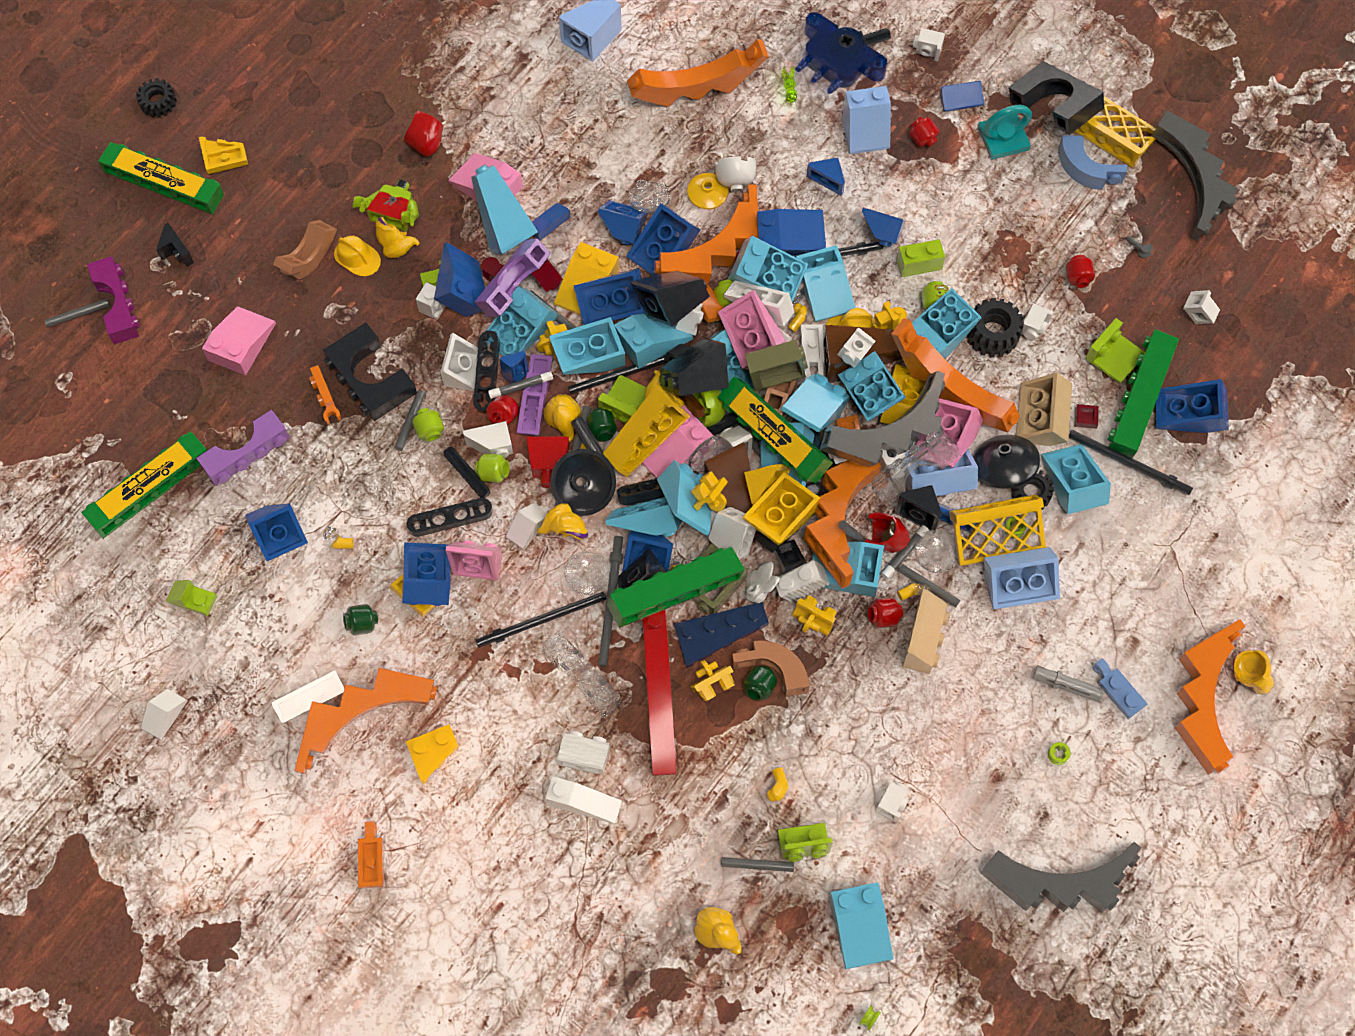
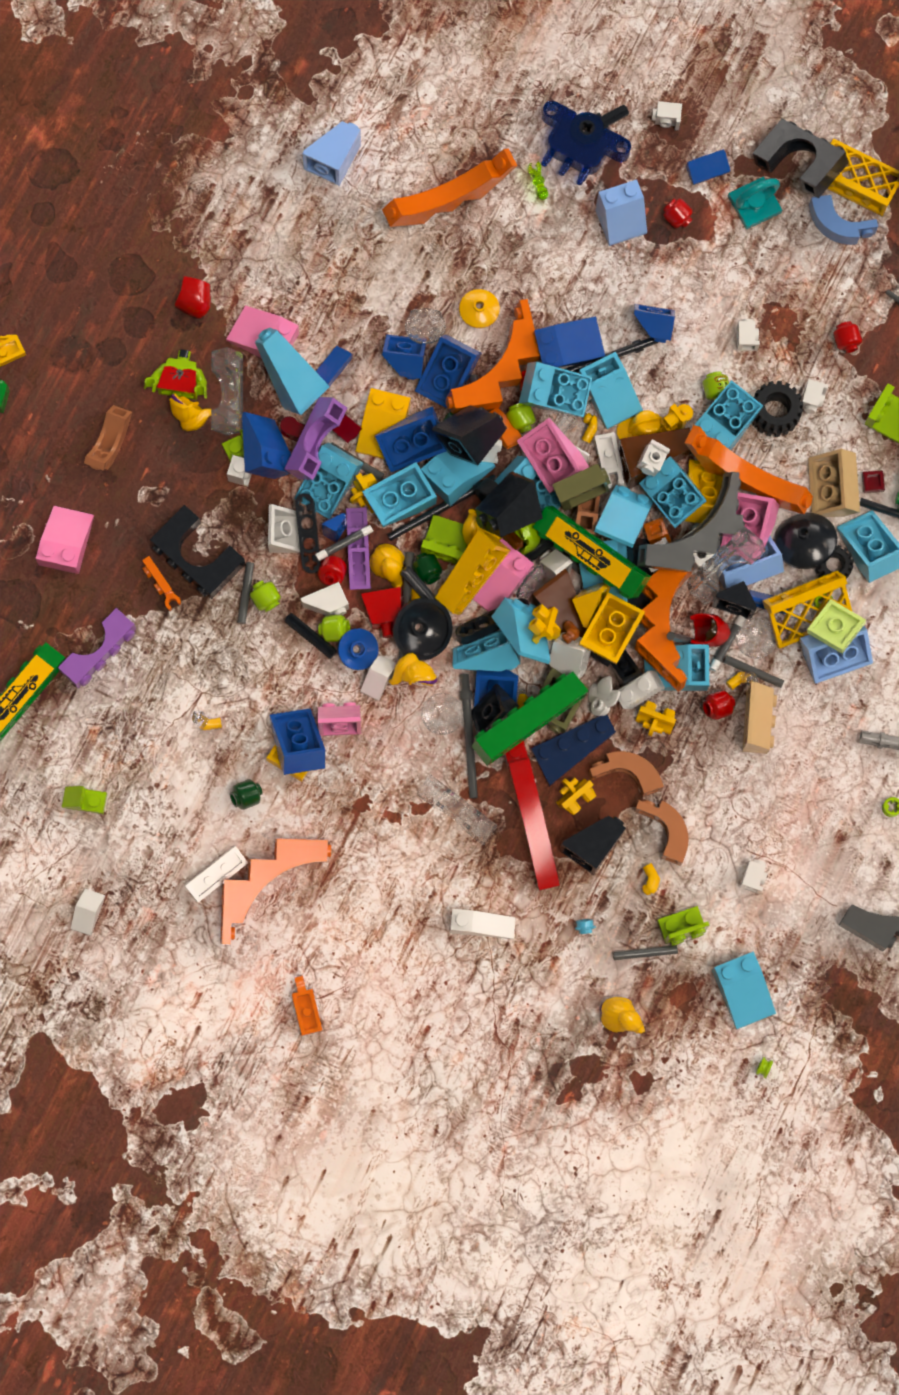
camera: 15 degrees left, 10 degrees up
(276, 530) = (147, 722): blue slope -> none
(357, 256) = (156, 434): yellow piece -> none
(431, 750) = (337, 902): yellow wing -> none
(442, 203) = (228, 368): none -> clear arch
(449, 514) = (306, 685): black beam -> none
(498, 635) = (375, 785): black bar -> none
(514, 481) = (367, 649): none -> blue dish
(583, 753) = (474, 881): white brick -> none
(696, 823) = (585, 926): none -> medium azure plate
(721, 733) = (594, 843): none -> black slope
(735, 173) = (504, 288): white cylinder -> none
(737, 506) = (572, 632): none -> dark orange arm
(760, 683) = (618, 790): dark green head -> none
(775, 301) = (569, 423): white slope -> none
(814, 733) = (674, 826): none -> nougat arch
(828, 174) = (593, 273): blue slope -> none
(920, 258) = (695, 348): lime brick -> none
(976, 255) = (747, 336): none -> white brick
(1025, 549) = (836, 626): none -> yellowish green tile

